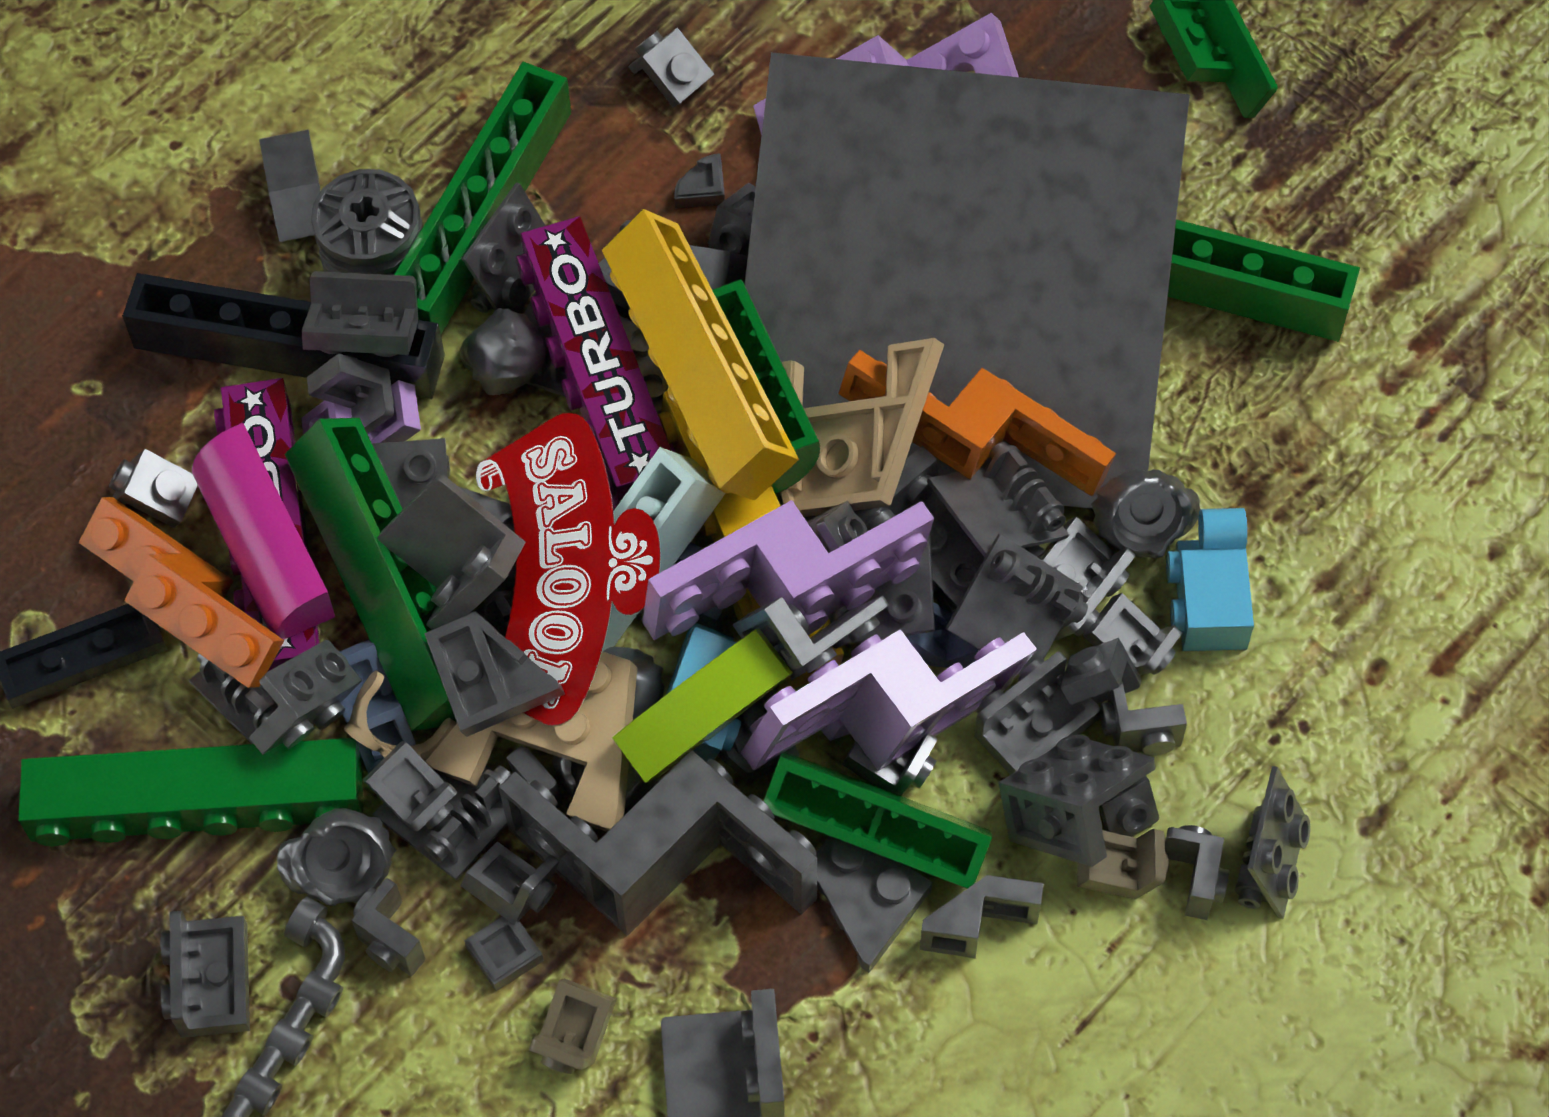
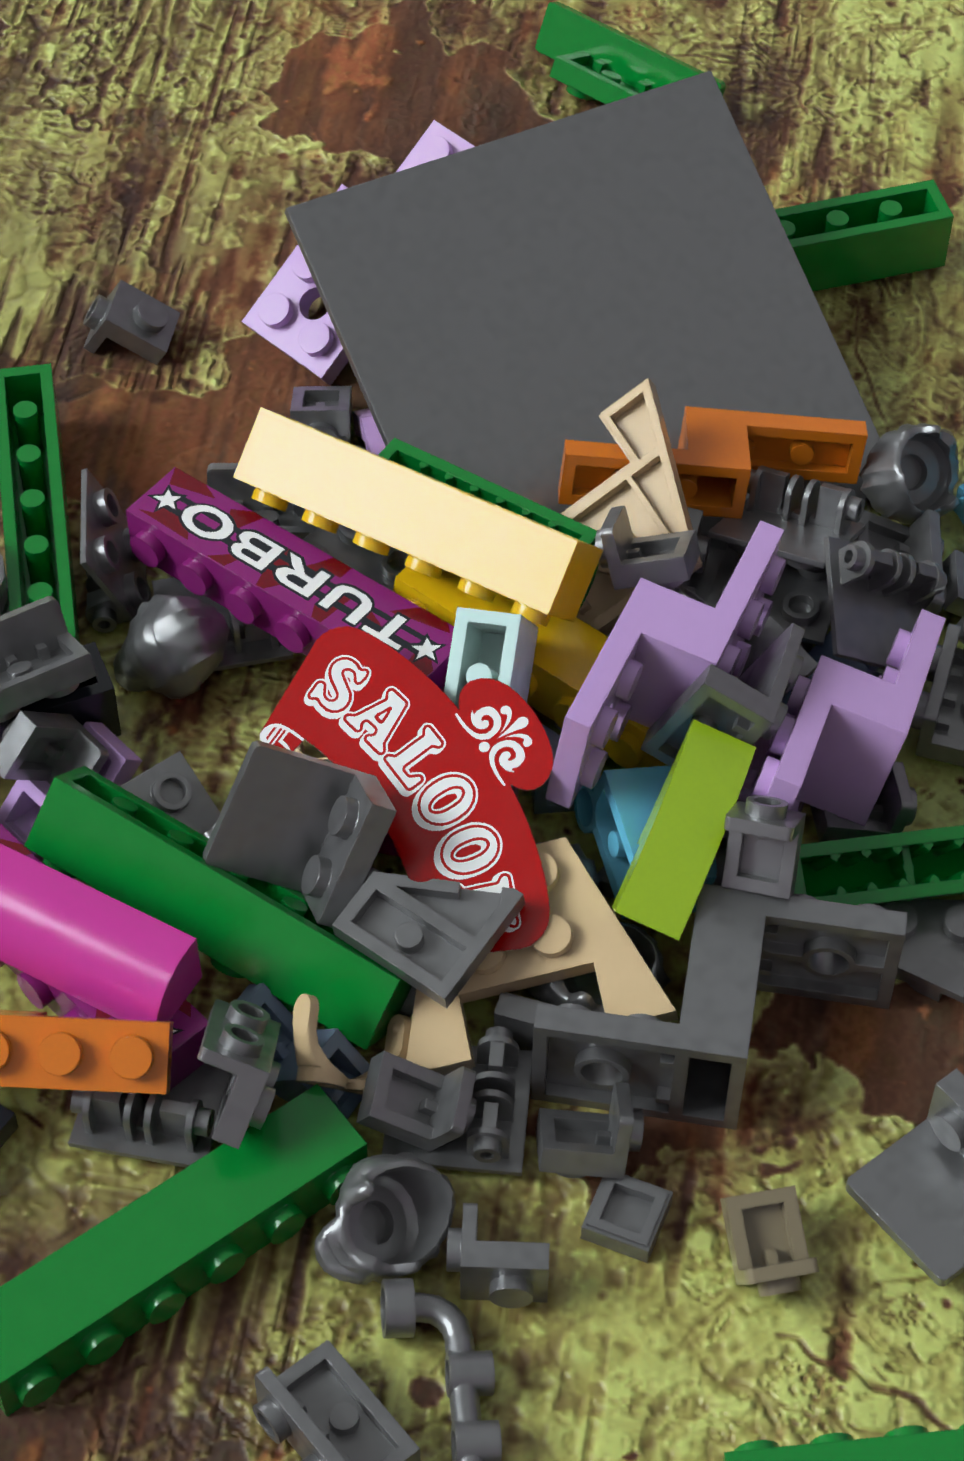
camera: 35 degrees left, 10 degrees down
(701, 184) = (240, 411): flat silver tile -> none
(742, 750) = (763, 846): none -> flat silver bracket
(836, 479) = (657, 558): none -> flat silver bracket

